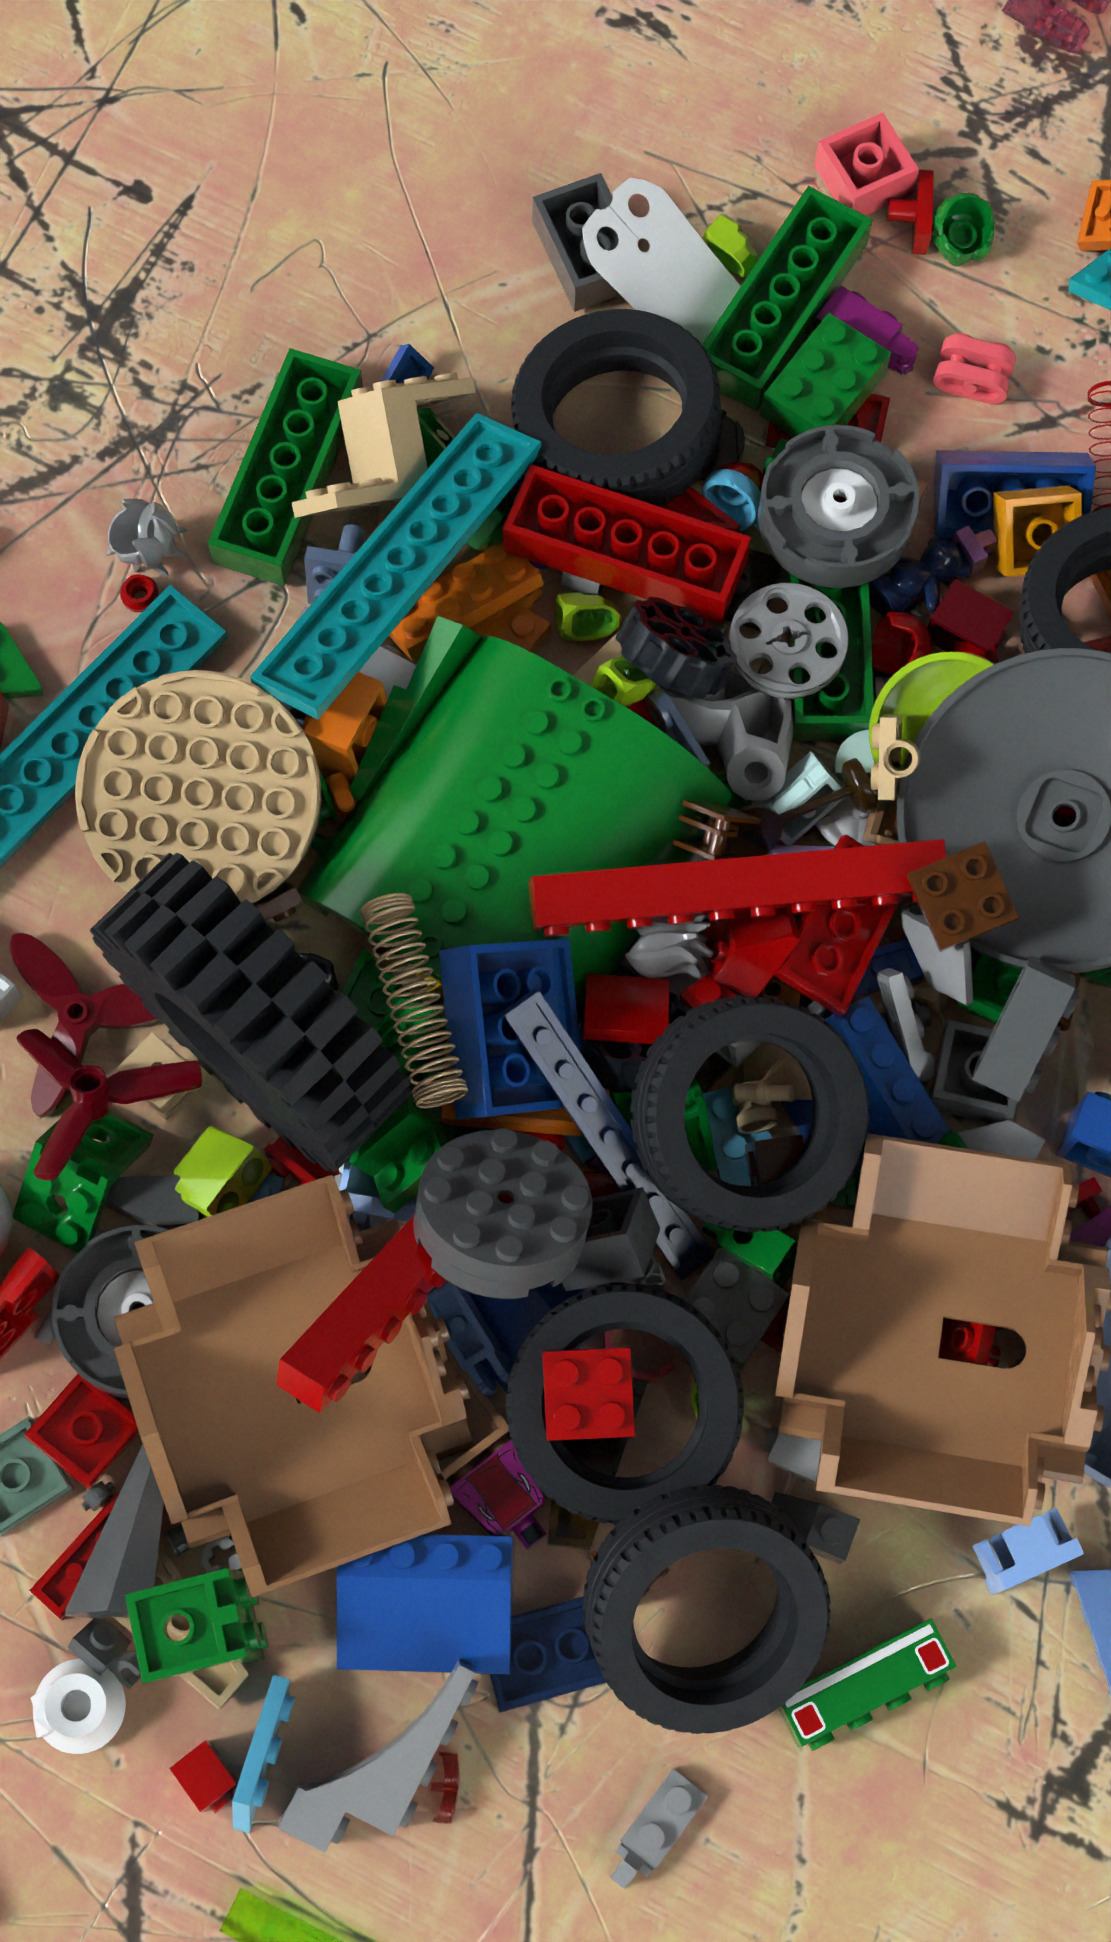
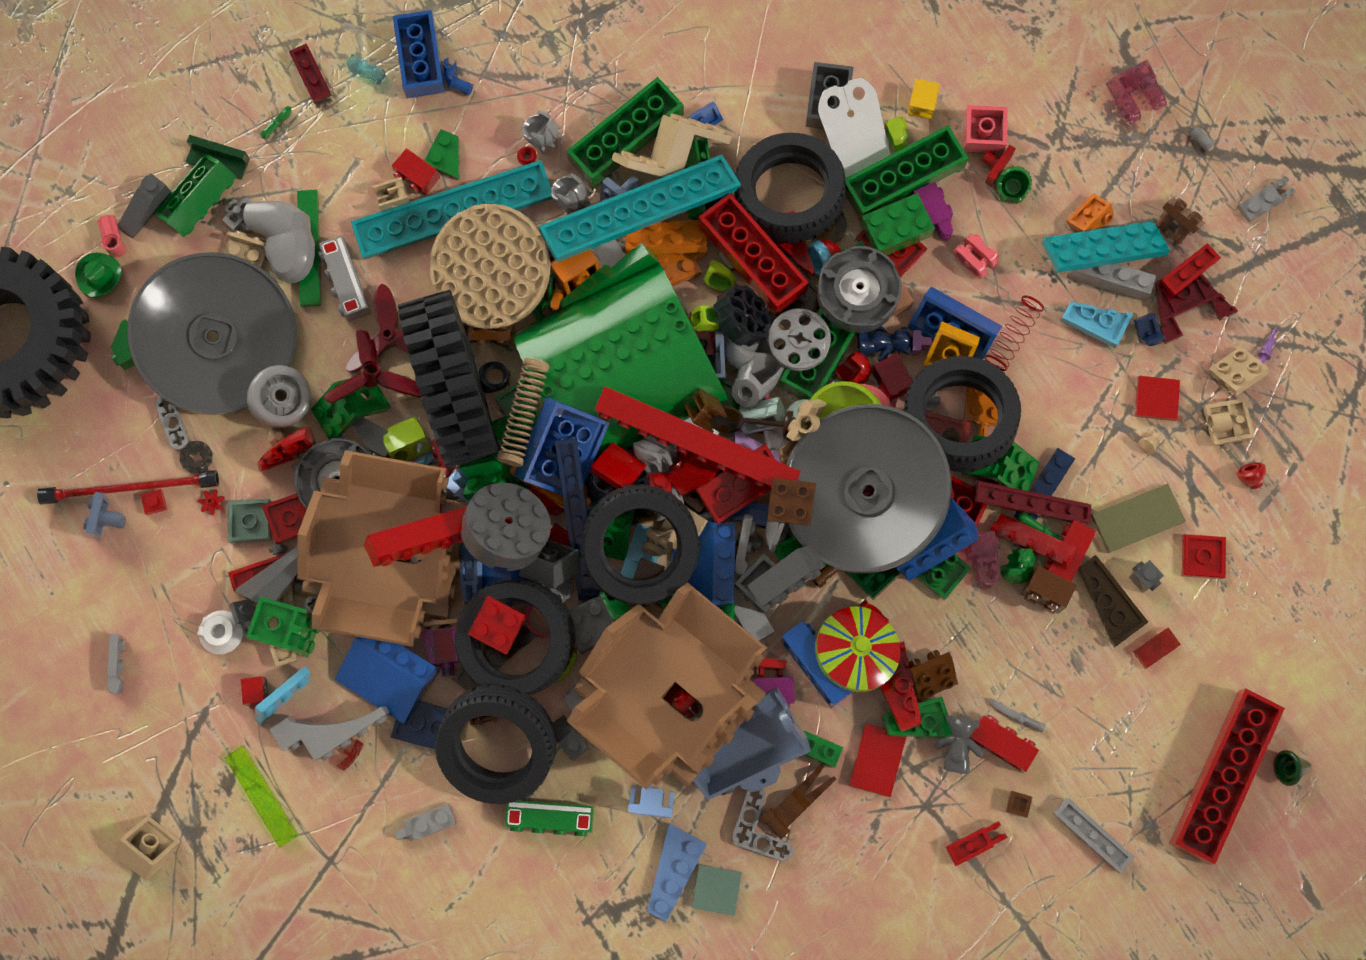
camera: 35 degrees right, 5 degrees up
(254, 610) = (570, 193): none -> light grey hair
(738, 172) = (923, 98): none -> yellow piece

